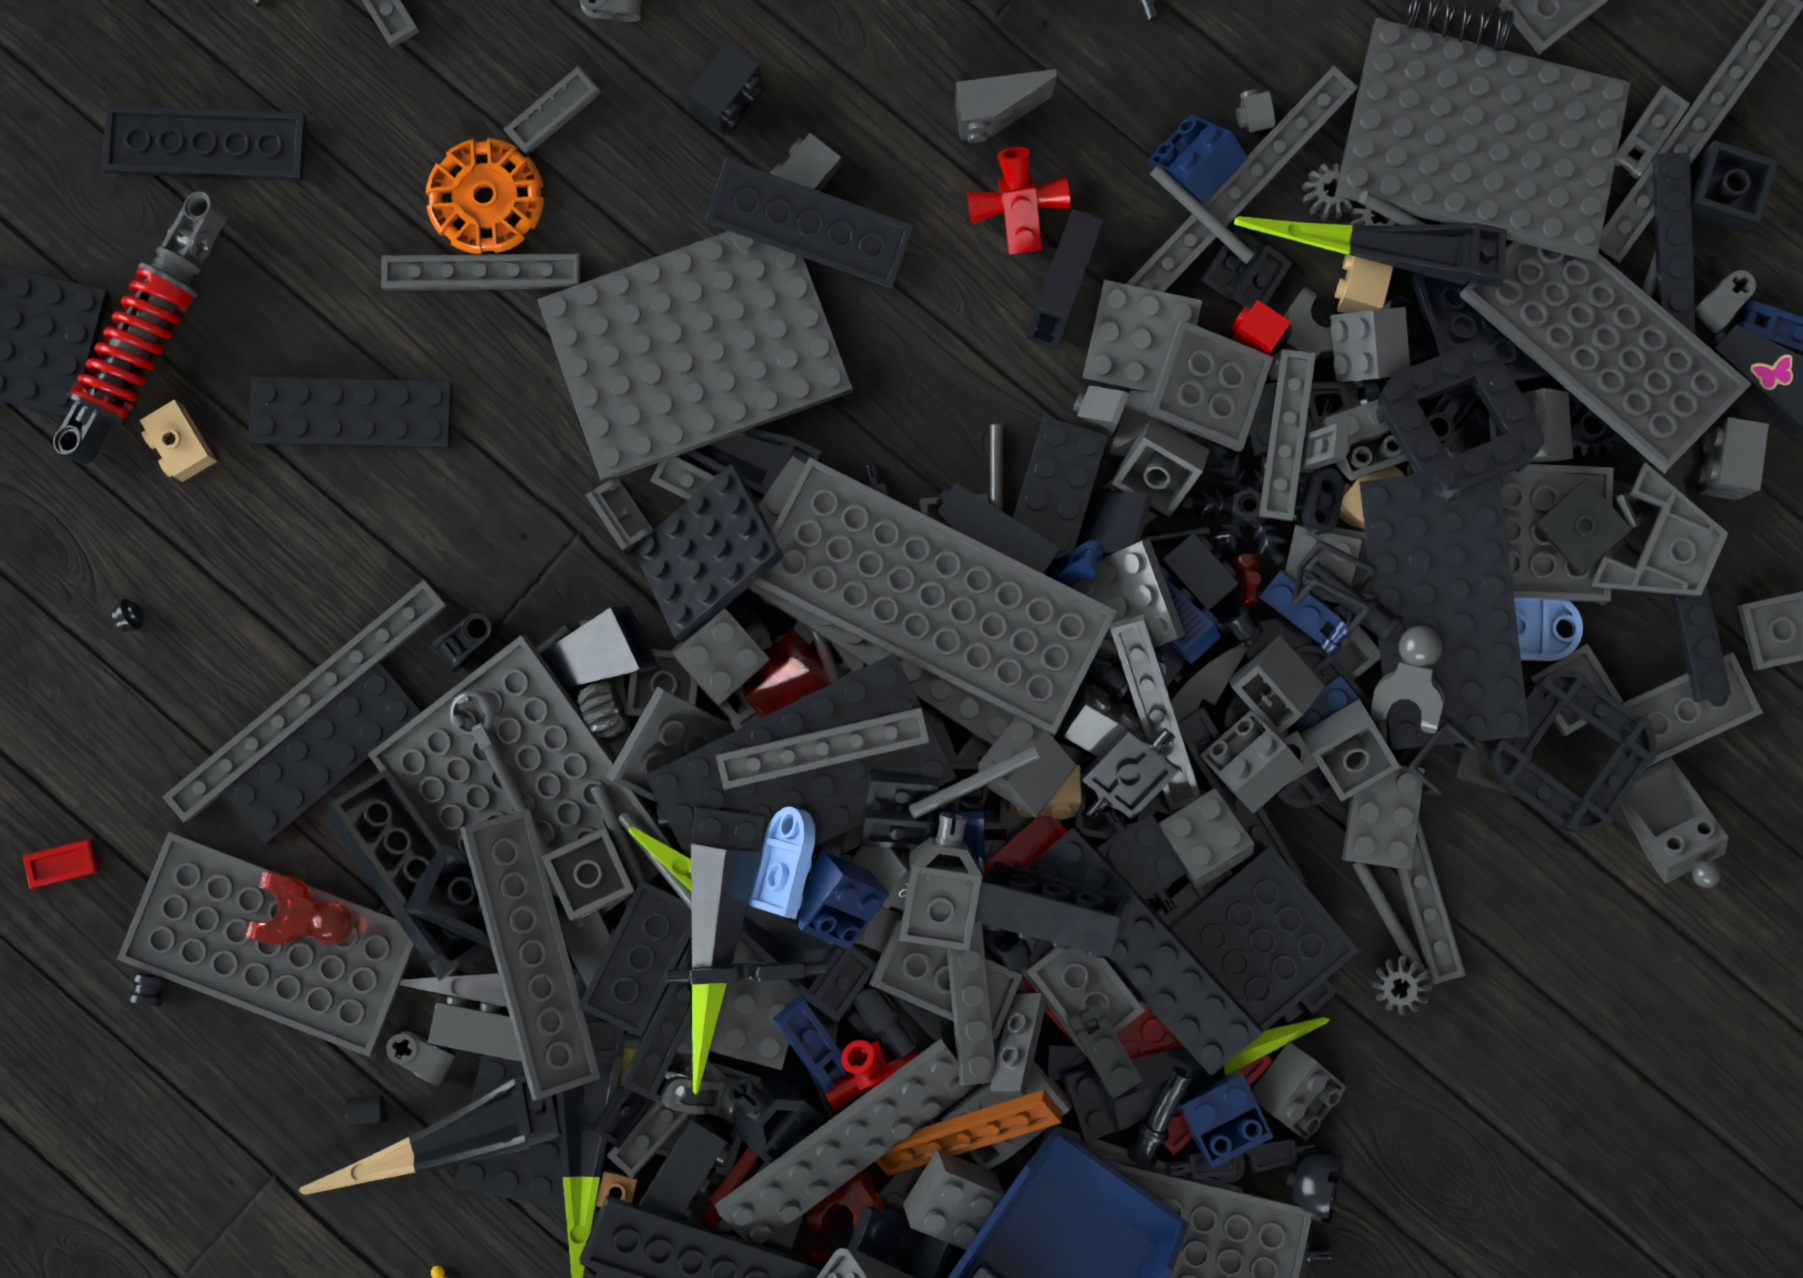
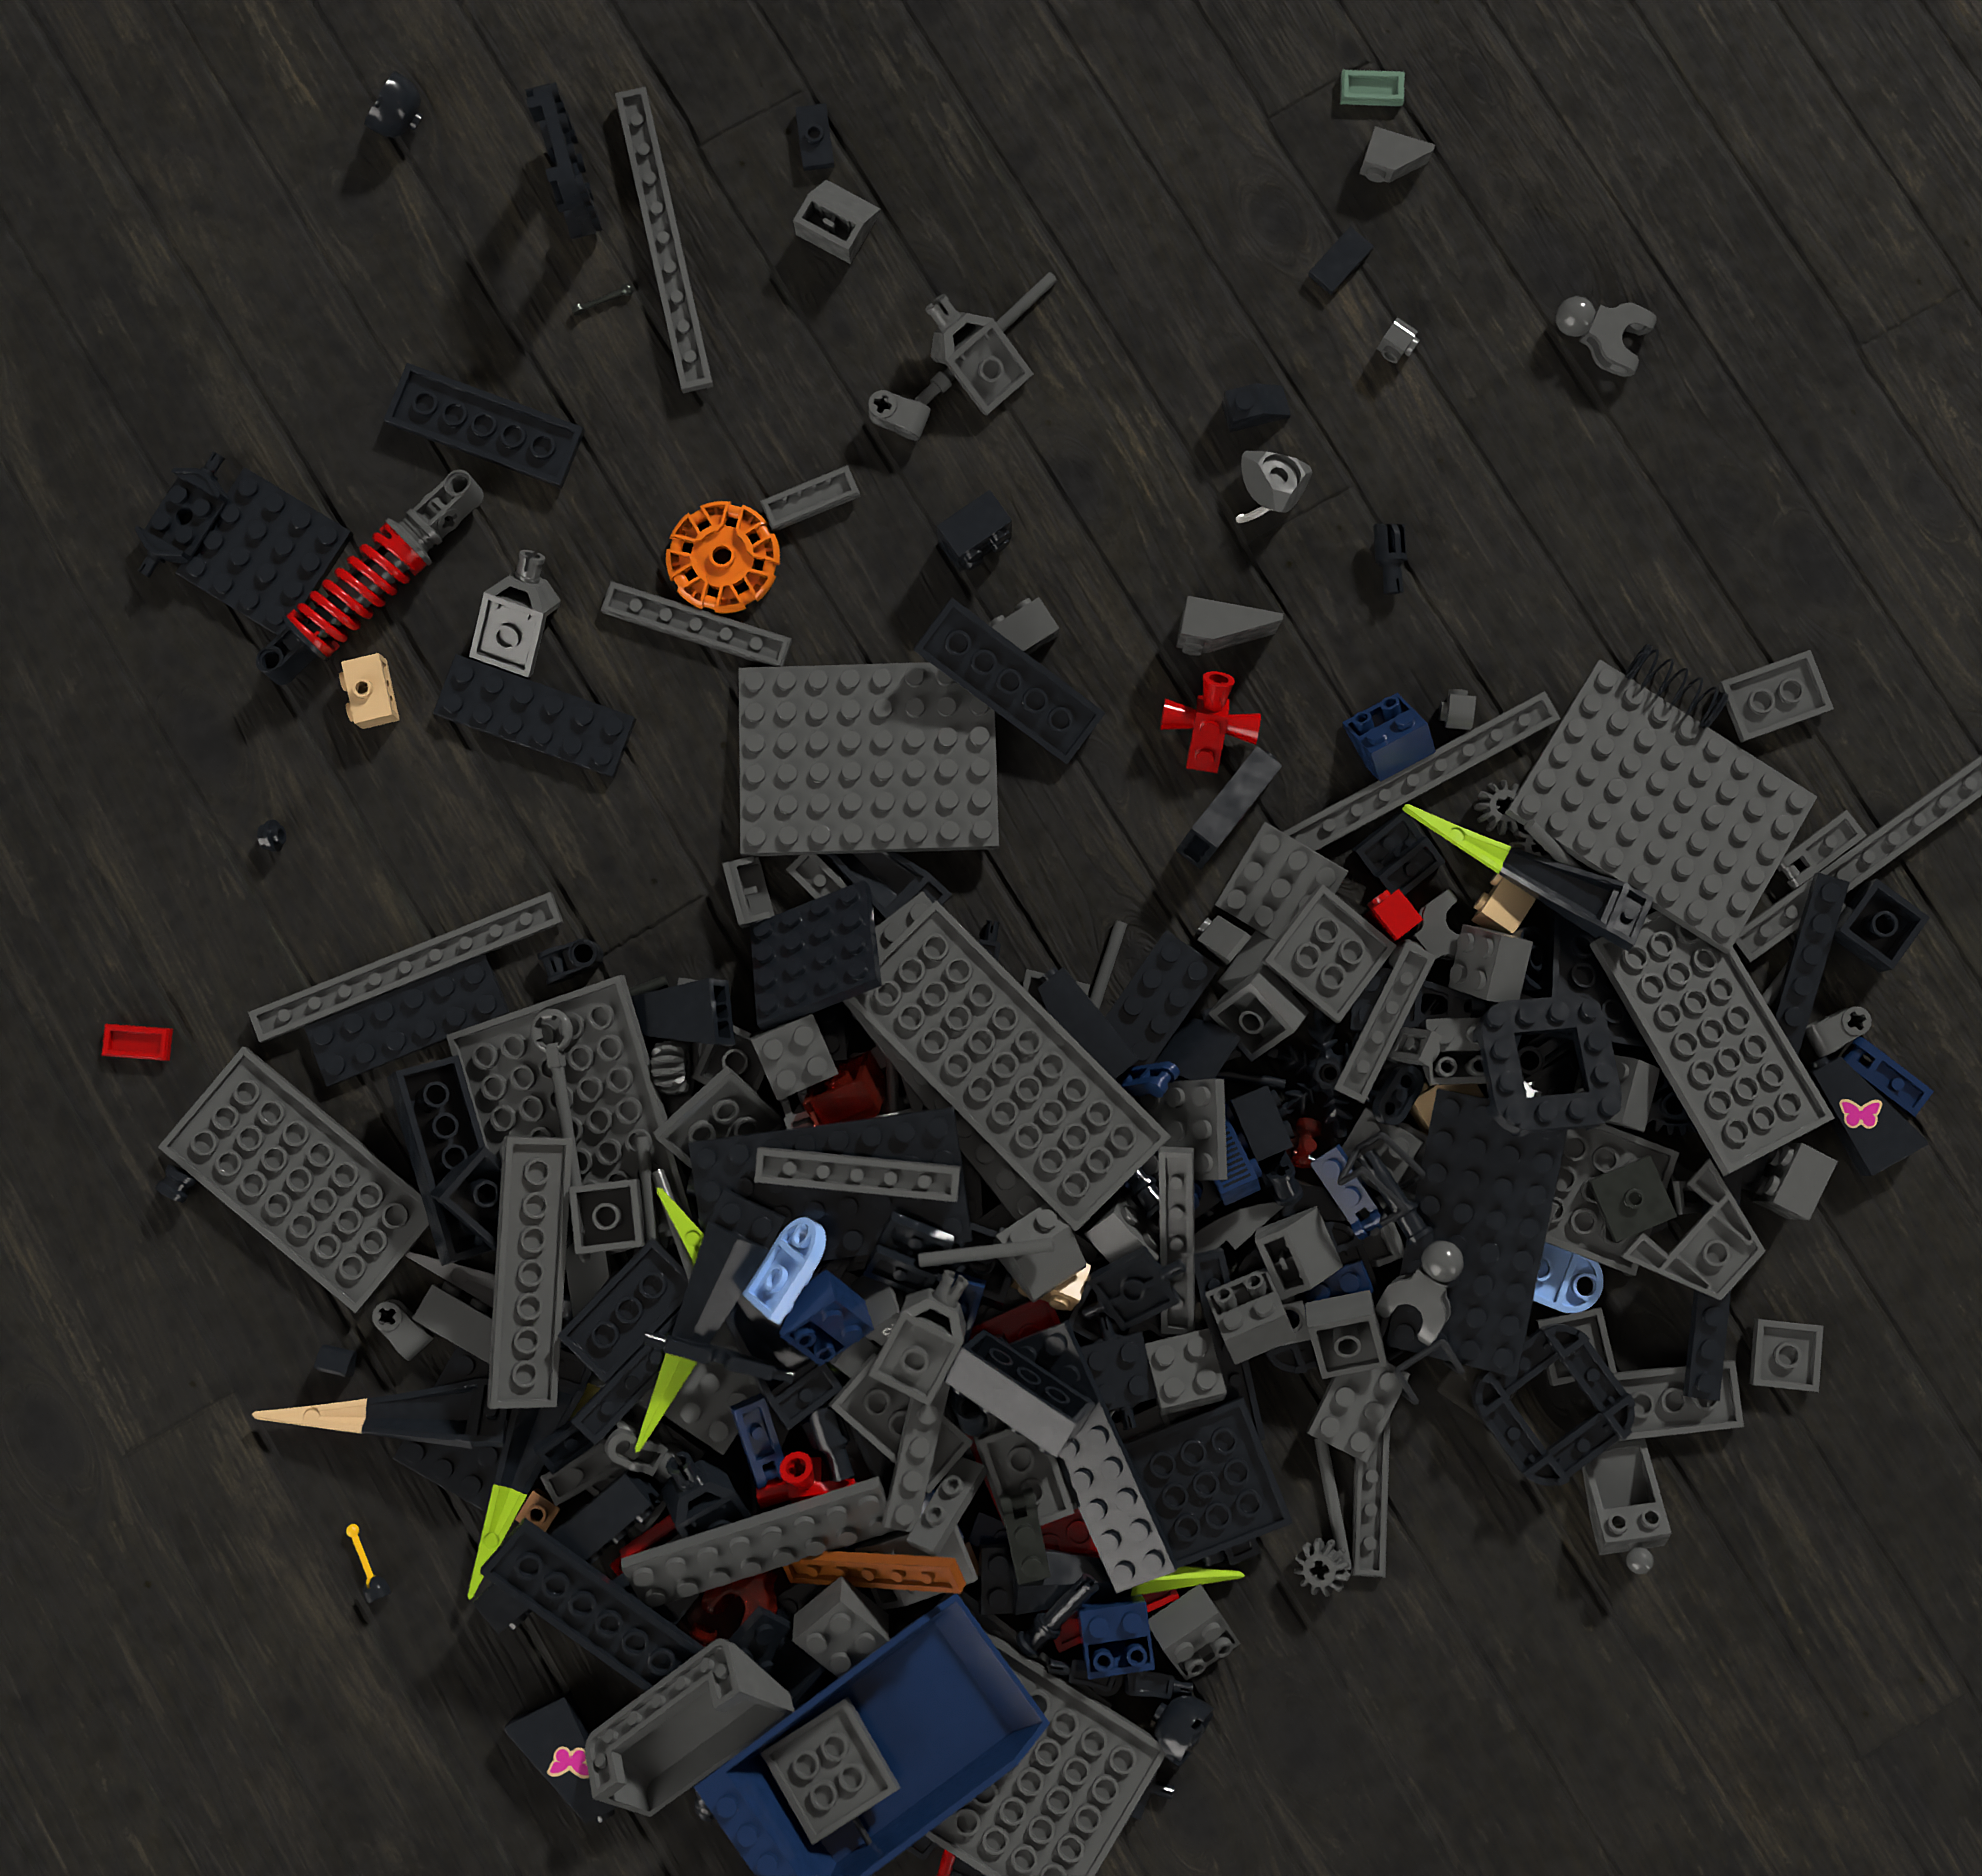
camera: 20 degrees right, 0 degrees up
(298, 321) = (515, 617): none -> dark grey plate
(299, 914) = (334, 1162): clear red piece -> none
(1202, 214) = (1376, 790): dark grey bar -> none

